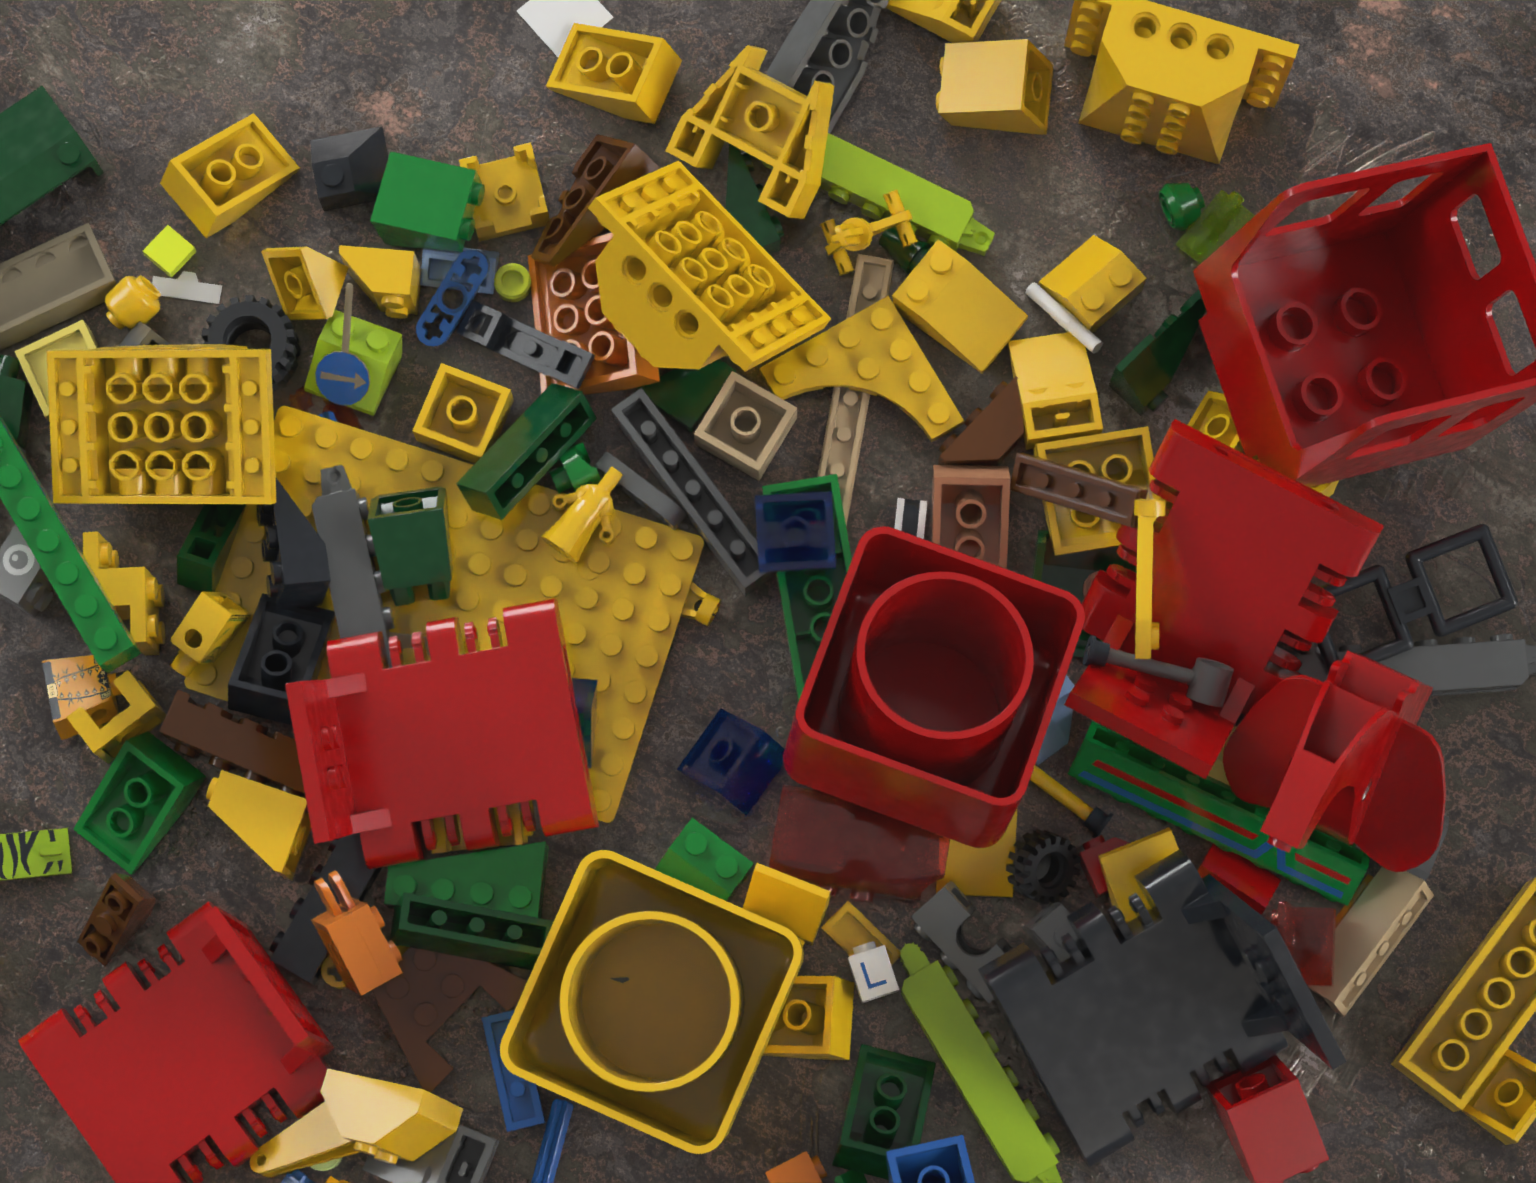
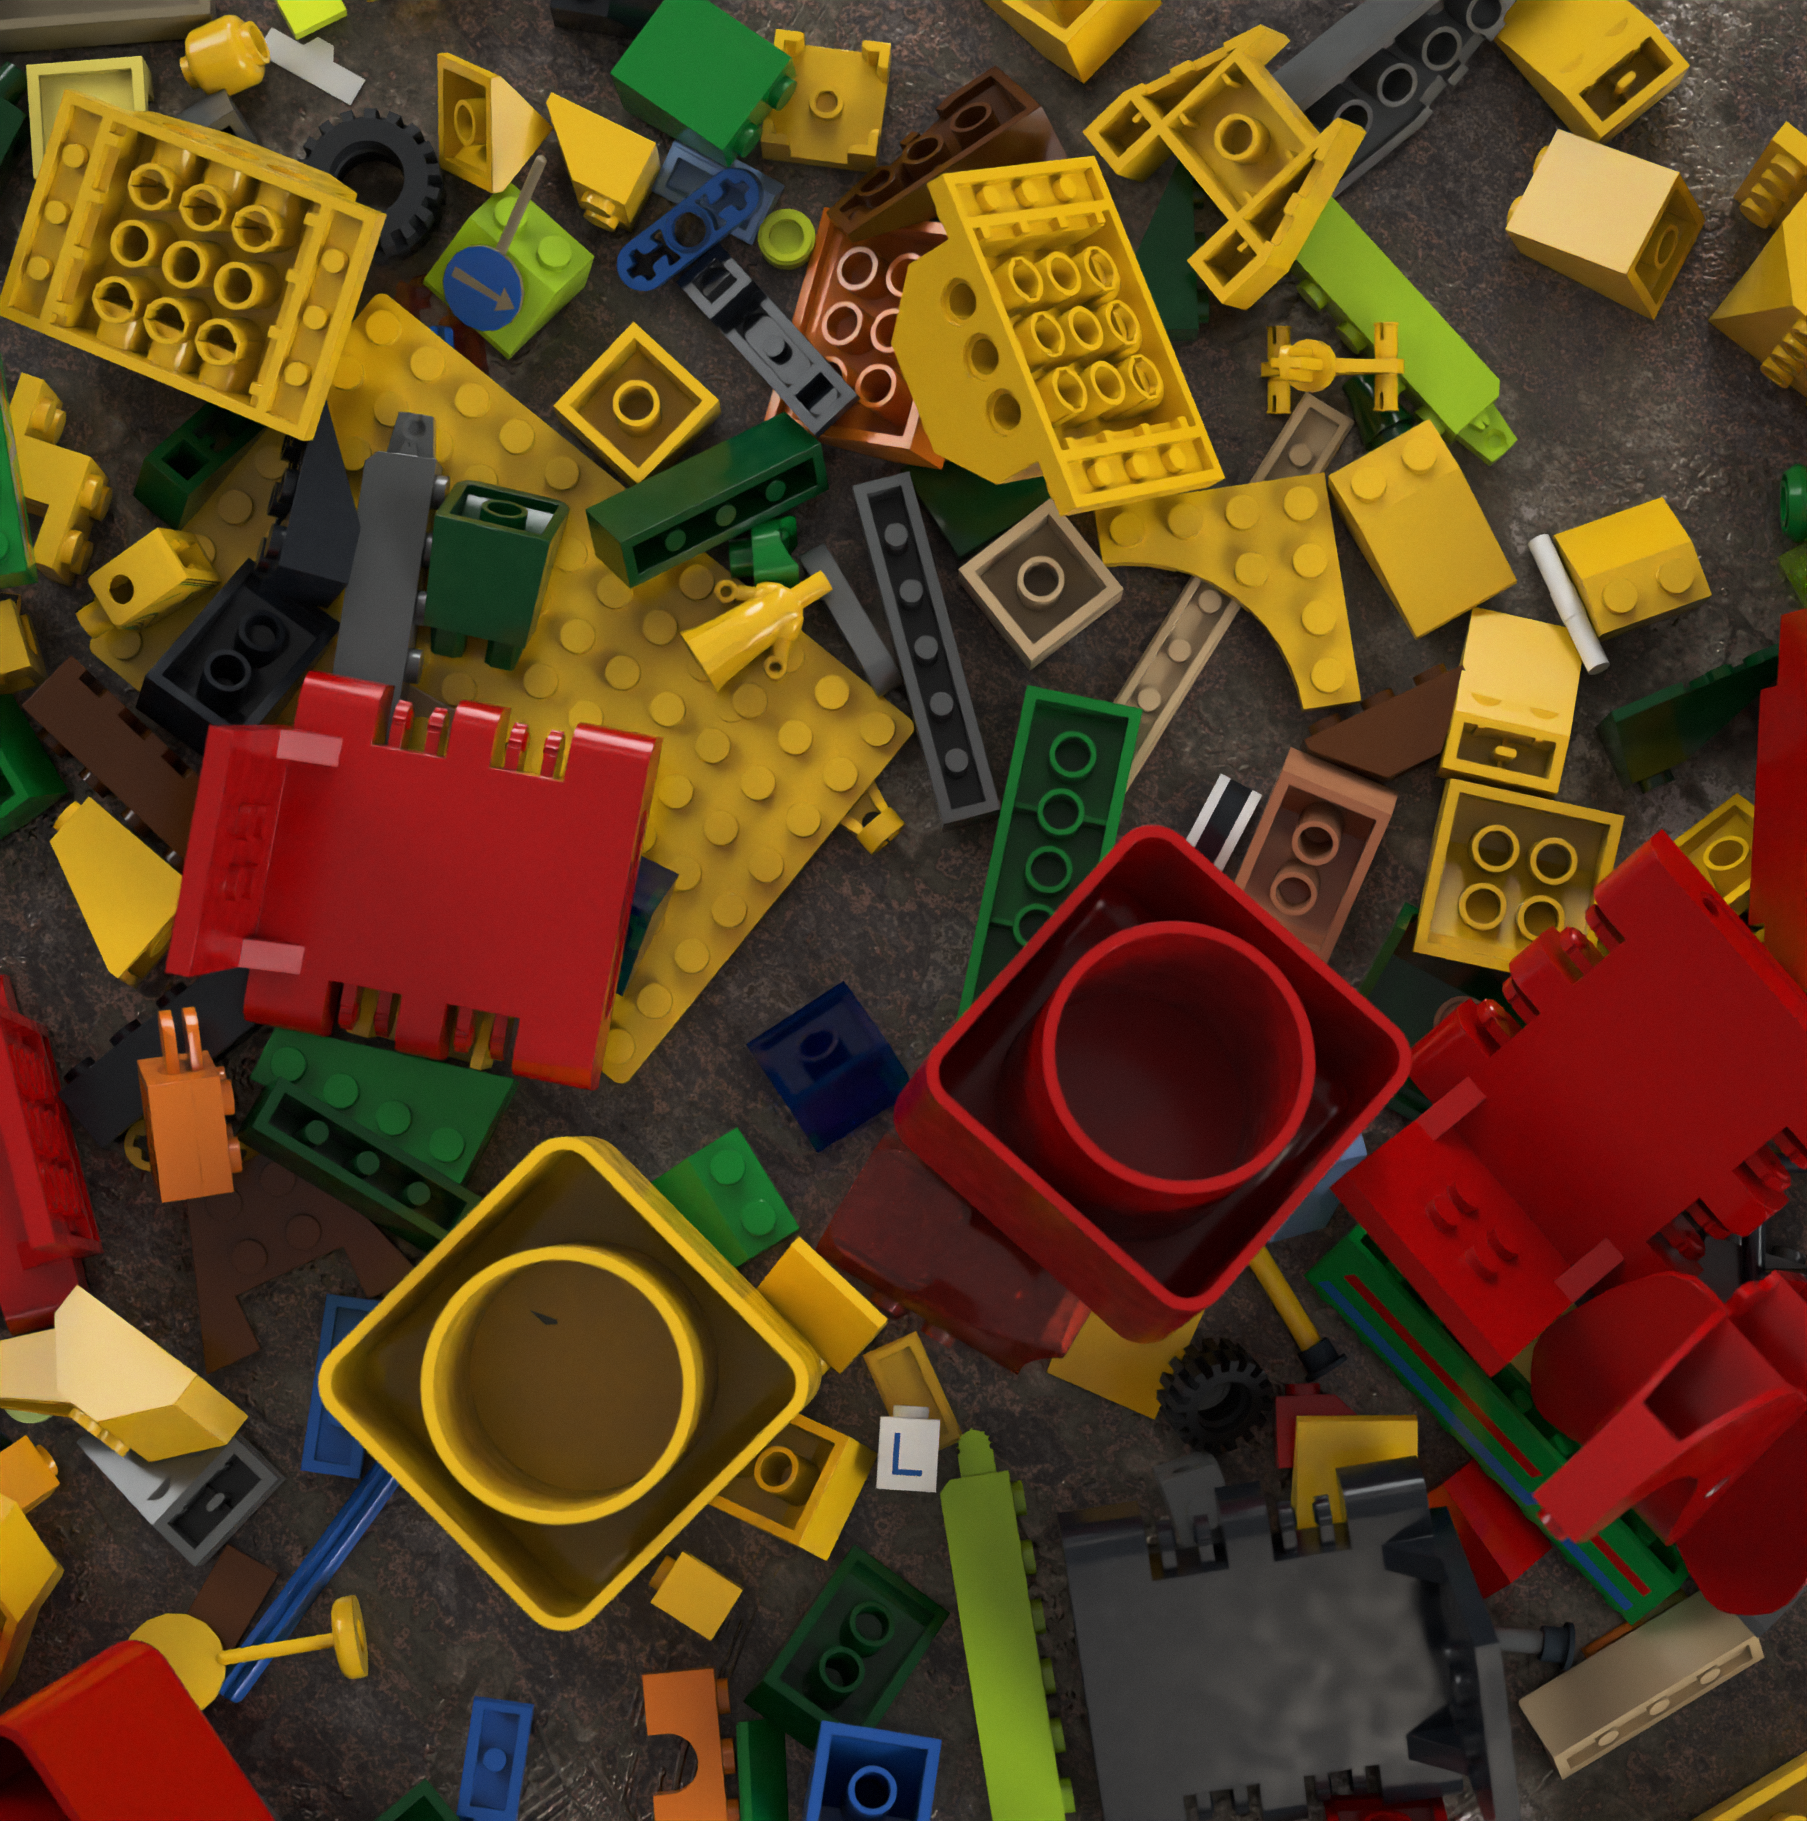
camera: 20 degrees right, 5 degrees up
(776, 1111) = (694, 1593): none -> yellow brick
(795, 532) = (1044, 775): clear blue brick -> none
(942, 922) = (1037, 1418): dark grey arch -> none
(1076, 489) = (1483, 873): reddish brown tile -> none
(1146, 631) = (1497, 1120): yellow plate -> none
(1206, 681) = (1554, 1227): dark grey piece -> none
(1310, 940) = (1548, 1656): clear red bracket -> none

